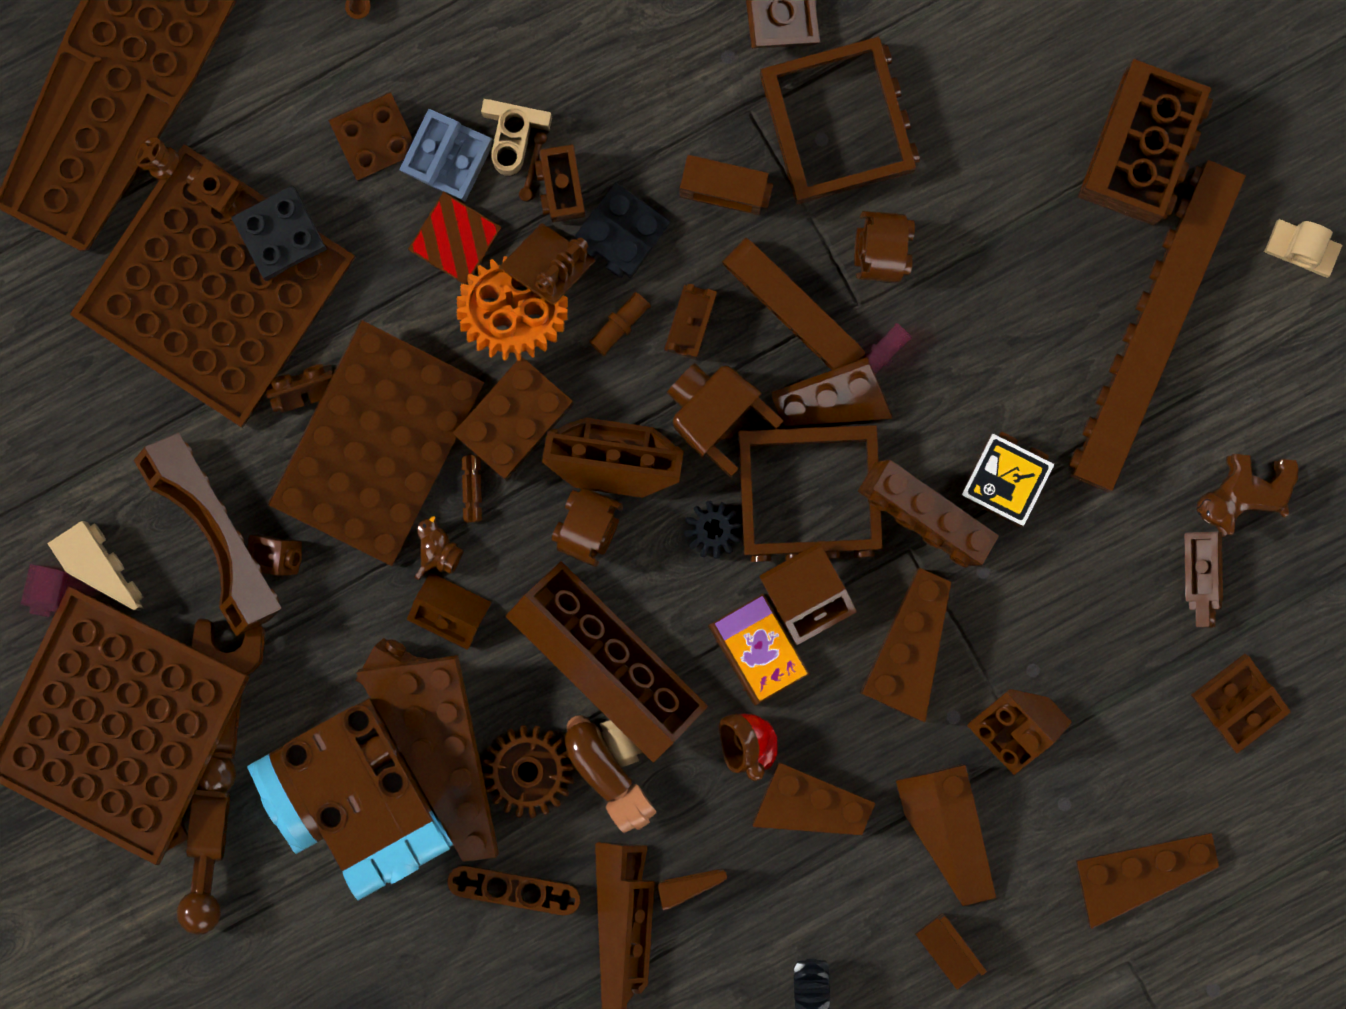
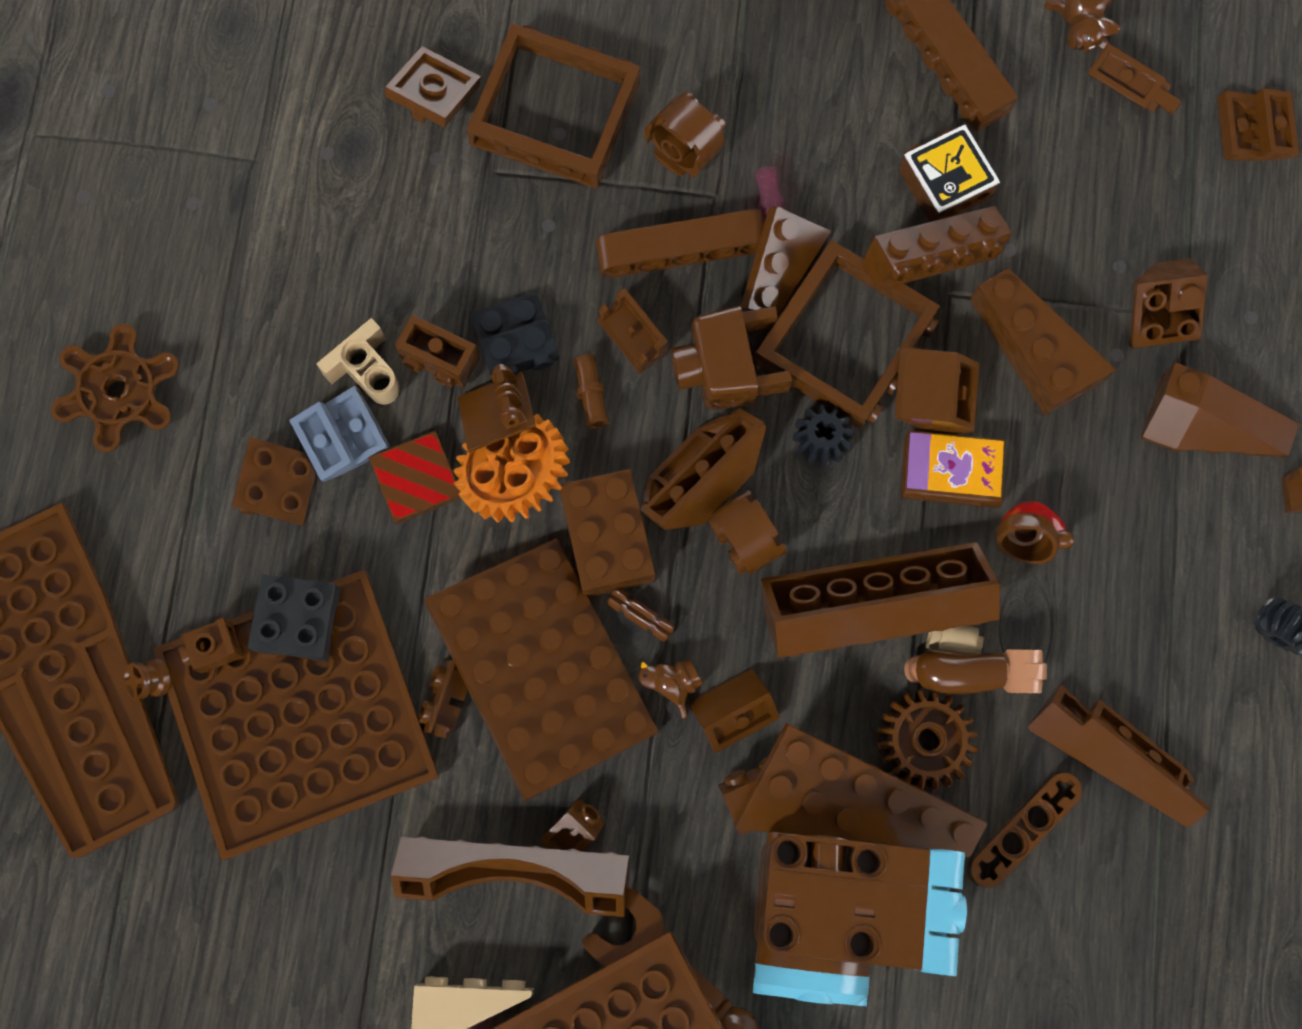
camera: 55 degrees left, 10 degrees down
(525, 193) = (422, 393): reddish brown hinge -> none
(679, 889) = (1123, 676): reddish brown slope -> none
(725, 185) = (540, 221): reddish brown window -> none
(810, 804) = (1119, 518): reddish brown wedge -> none

